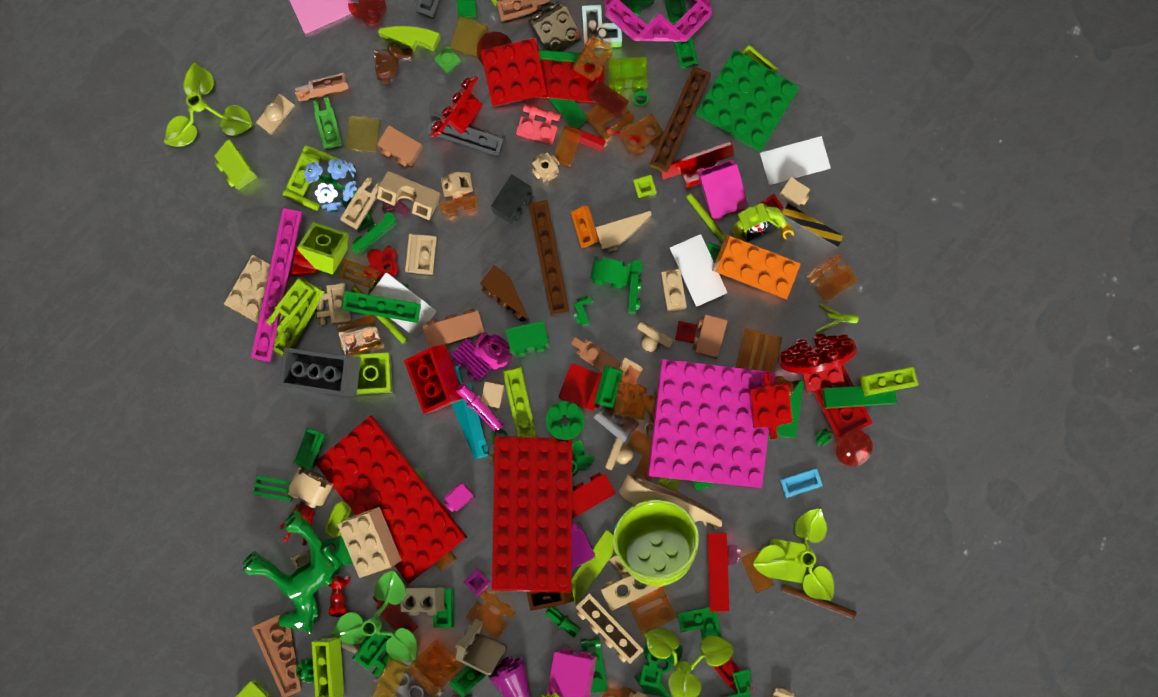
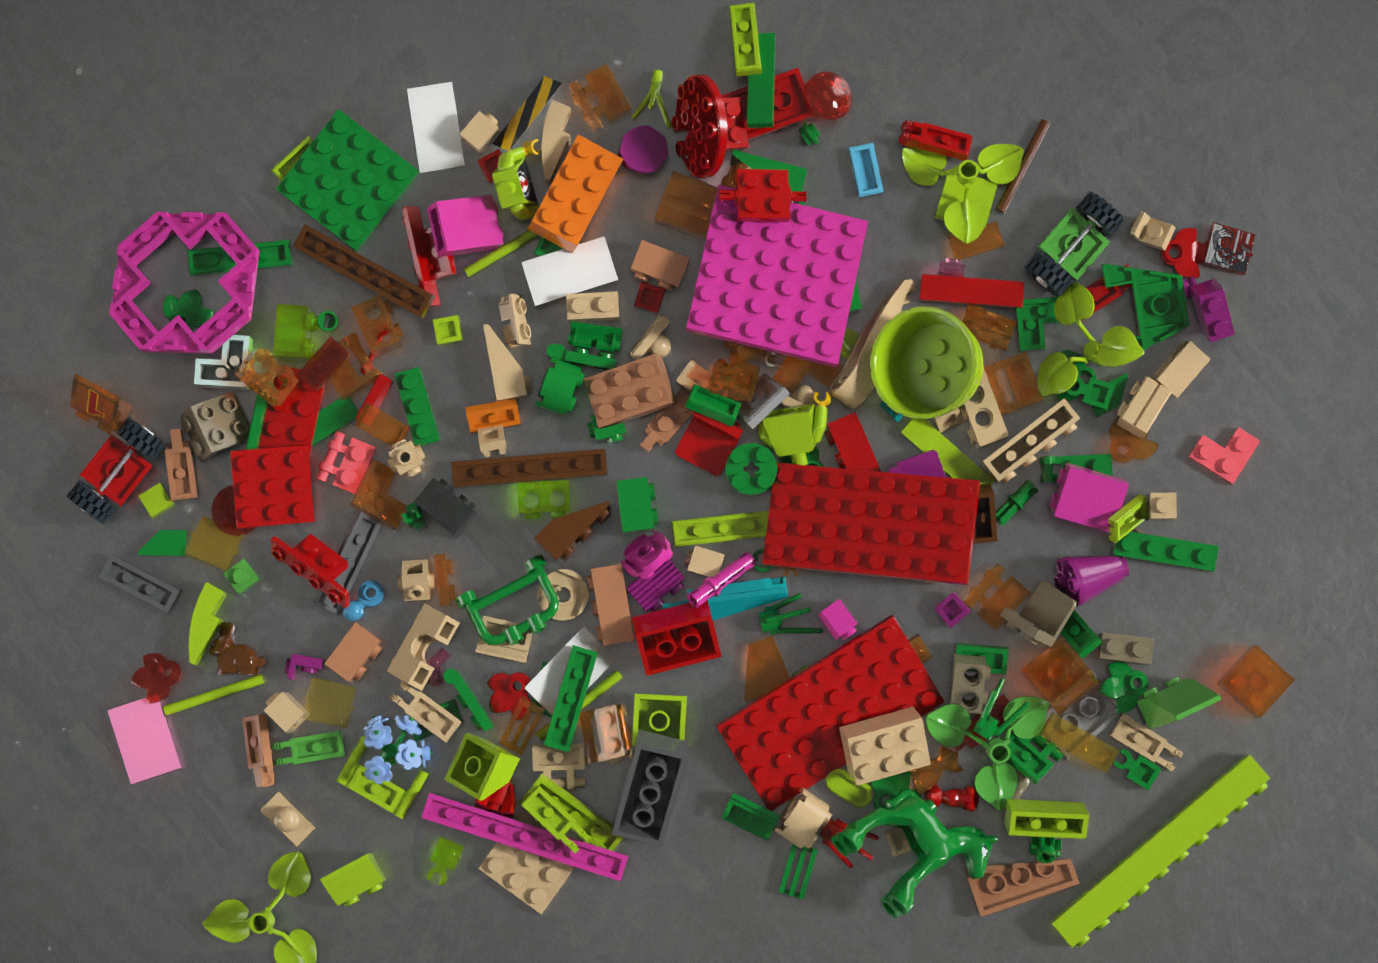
camera: 85 degrees left, 0 degrees up
(258, 231) = (446, 856): none -> clear neon green plate
(350, 101) = (286, 711): none -> tan brick
(350, 577) = (928, 776): none -> clear orange animal
(360, 51) = (213, 694): none -> lime bar
(388, 114) = (308, 664): none -> magenta bracket
(392, 617) = (987, 724): none -> green plant
(419, 447) = (764, 668): none -> clear orange wing
(432, 144) = (355, 609): none -> dark azure plate
(433, 274) = (513, 634): none -> green bar
(452, 284) = (576, 588): none -> tan plate
(456, 449) = (771, 619): none -> green plant
(501, 177) = (414, 517): none -> green plate
(514, 145) = (372, 496): none -> clear orange plate
(531, 270) = (544, 491): none -> clear neon green brick
(567, 227) = (492, 439): none -> tan tile
(585, 171) = (417, 407): none -> green plate
(598, 450) = (795, 429): none -> lime torso
(613, 324) = (630, 391): none -> nougat brick
(652, 300) = (600, 336): none -> green hinge
(666, 233) = (514, 309): none -> tan hinge
(692, 587) = (989, 327): none -> clear orange plate
(763, 646) = (1074, 244): none -> plate
(795, 247) = (554, 139): none -> tan slope
(796, 314) = (643, 149): none -> magenta hat
(830, 533) = (935, 139): none -> red hinge

